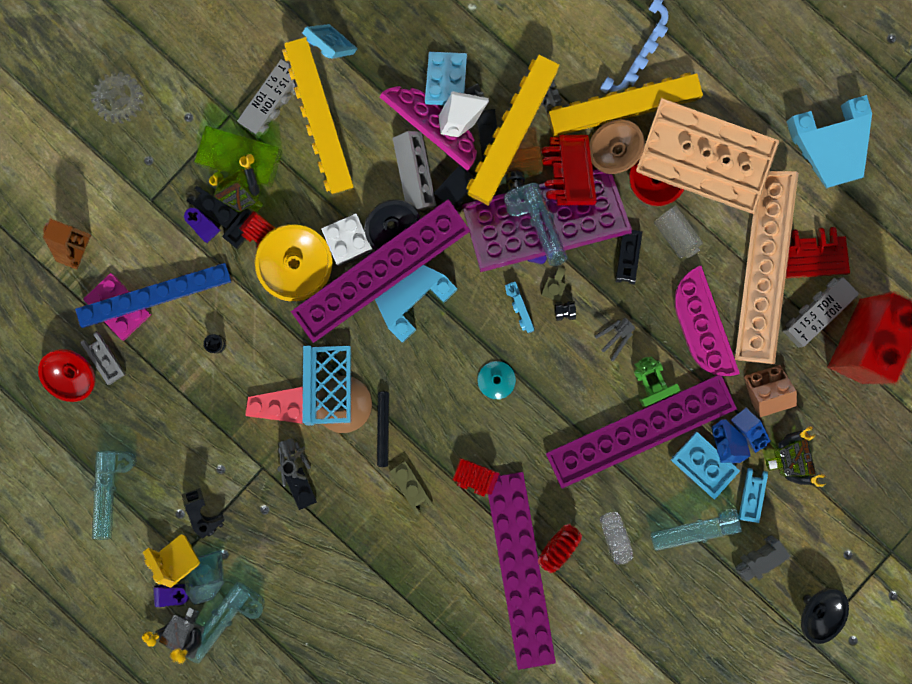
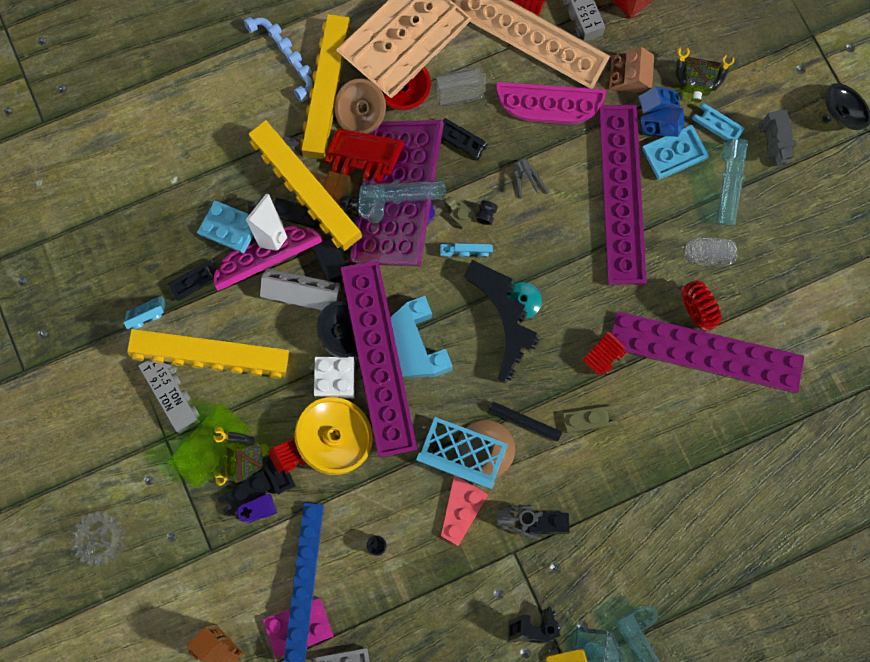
camera: 75 degrees left, 10 degrees down
(381, 69) = (192, 281): none -> black hinge
(456, 389) = (517, 337): none -> black arch
(657, 391) = (591, 161): bright green tile -> none

